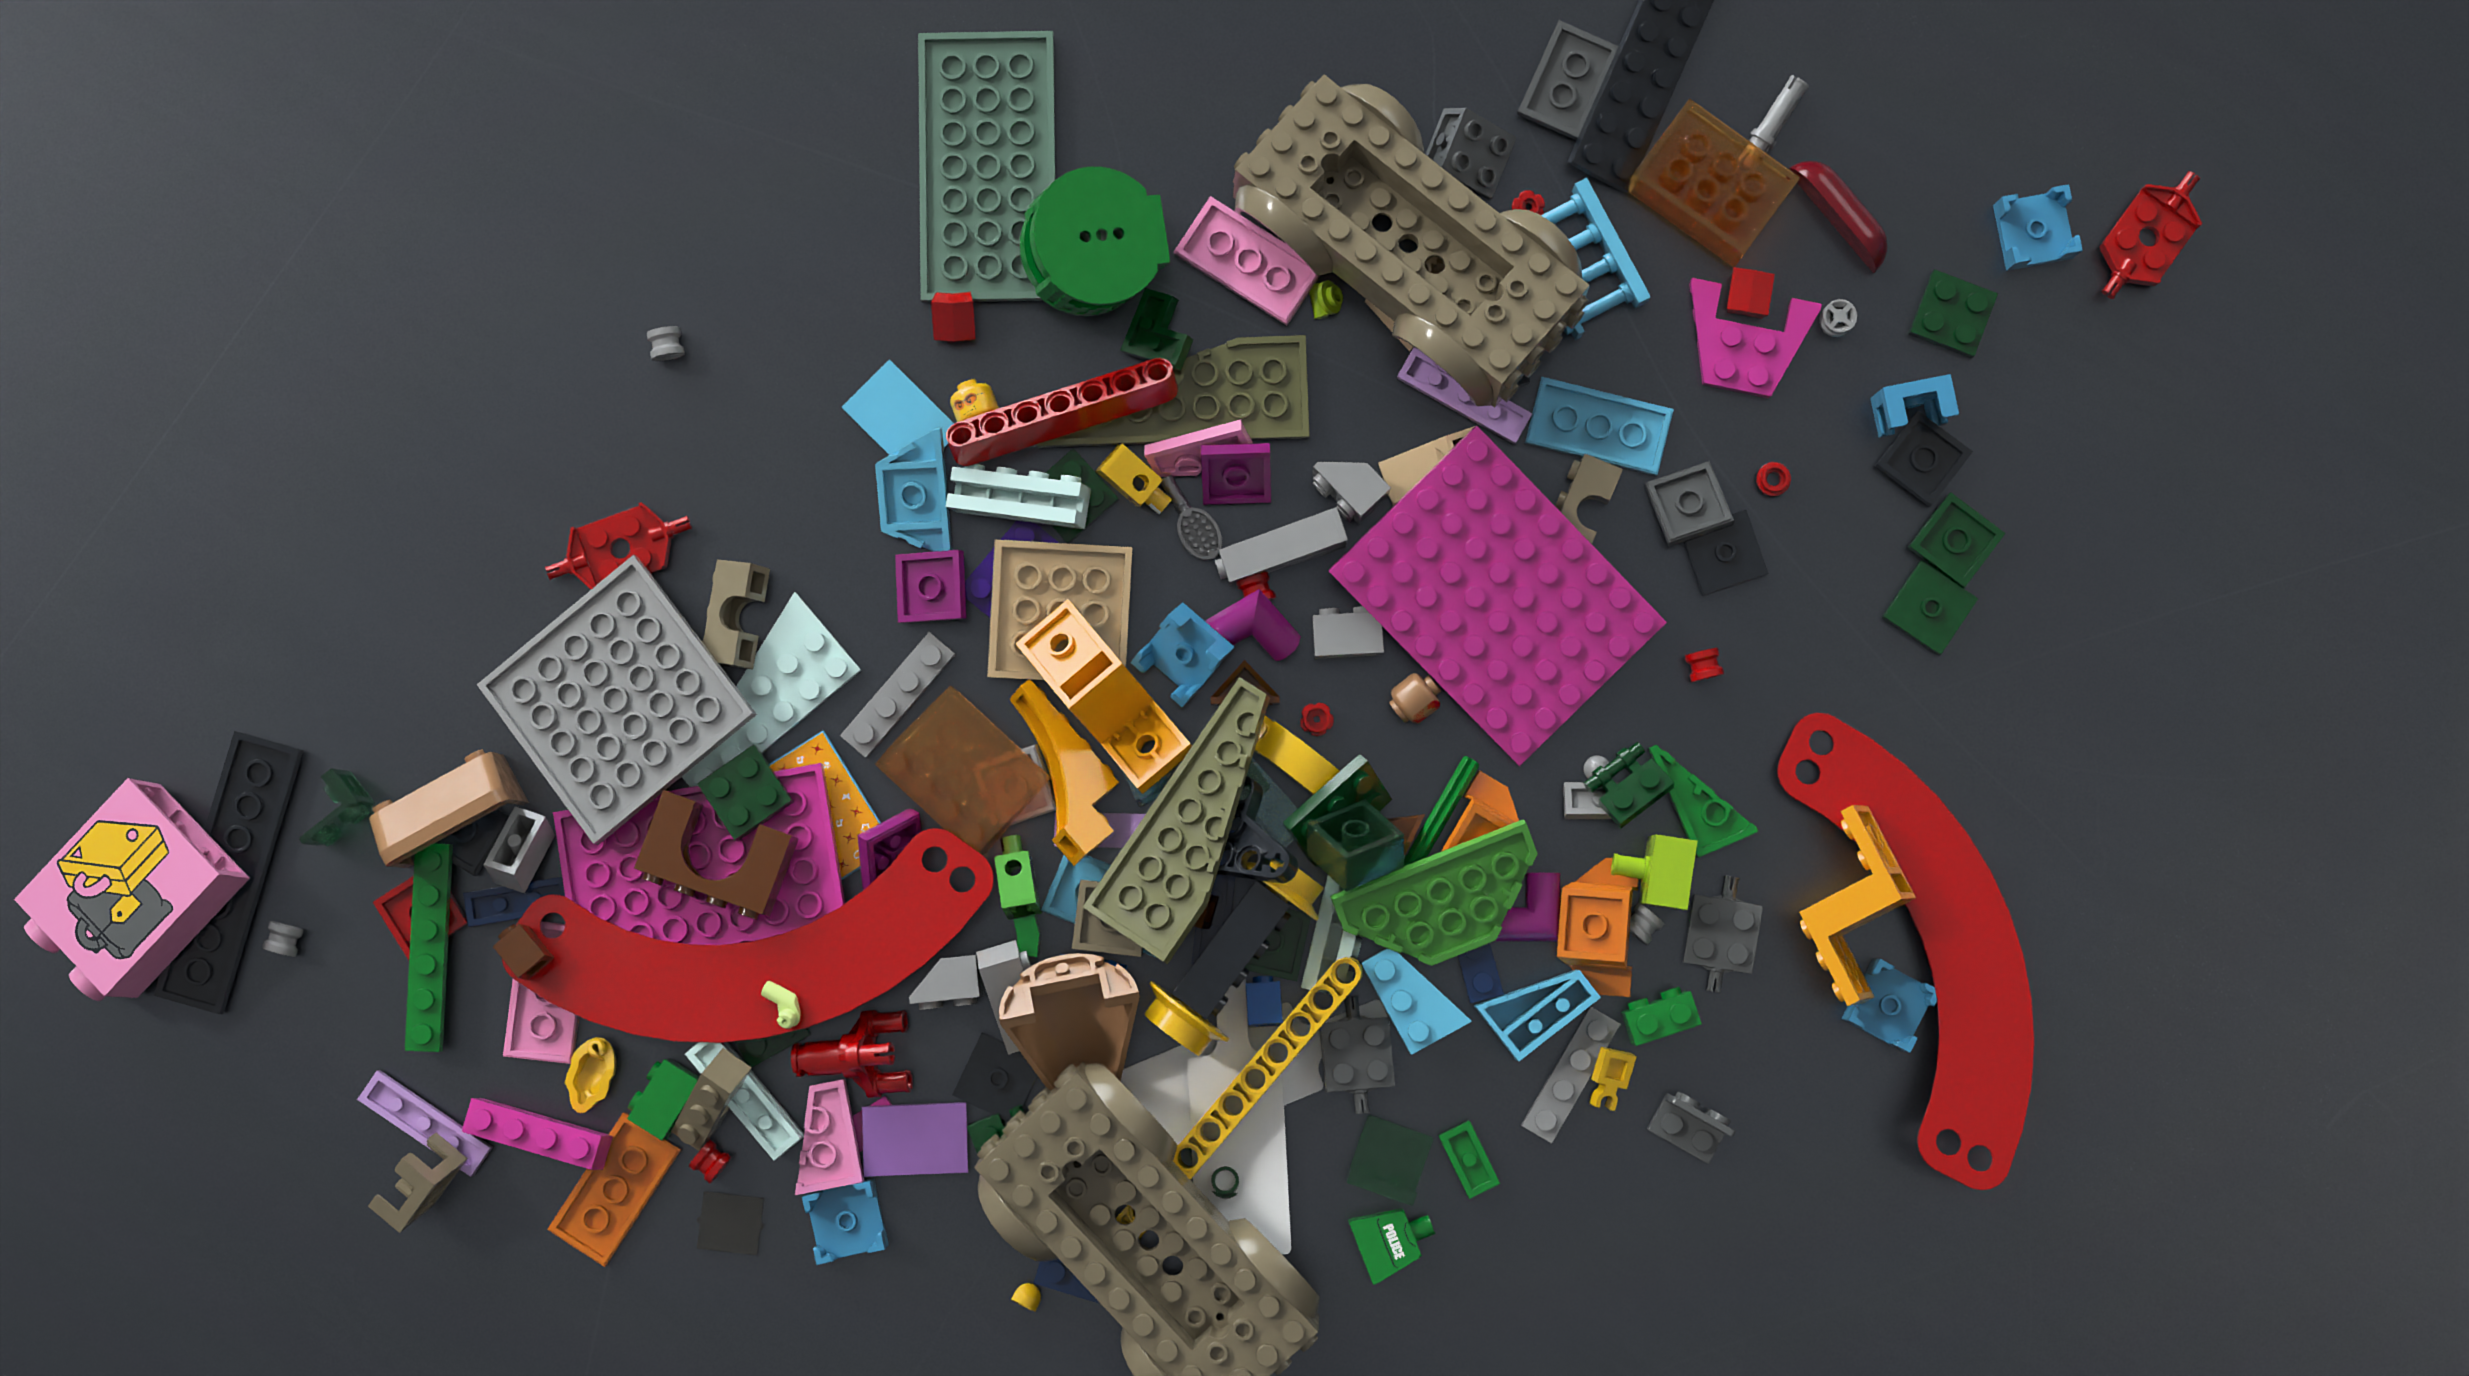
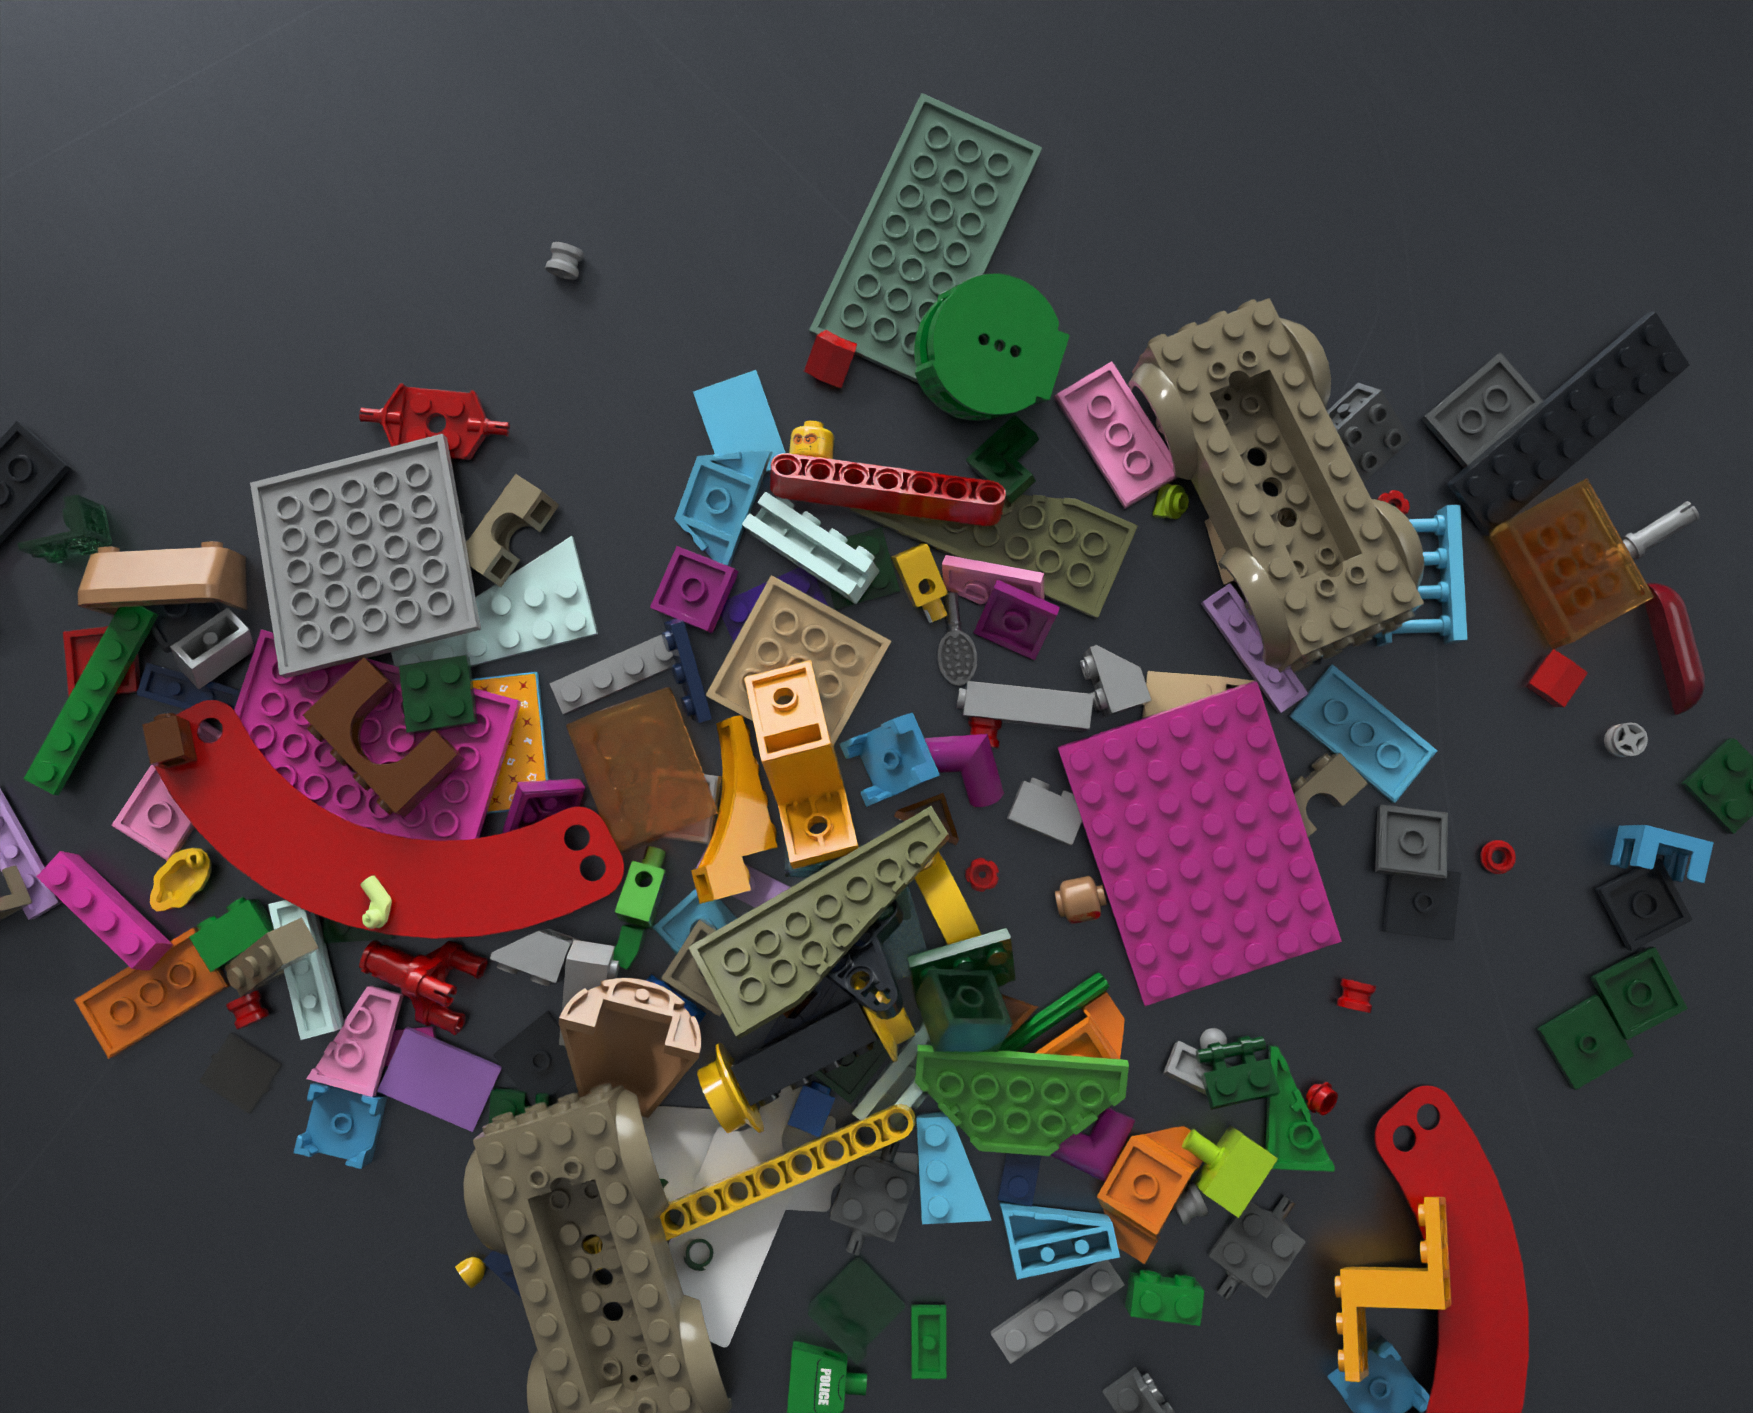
camera: 20 degrees right, 0 degrees up
(959, 663) = (686, 671): none -> dark blue plate
(1611, 1072) = (1096, 1326): yellow plate -> none
(1717, 772) = (1321, 1098): none -> red plate
(1744, 355) = (1522, 731): dark pink wing -> none

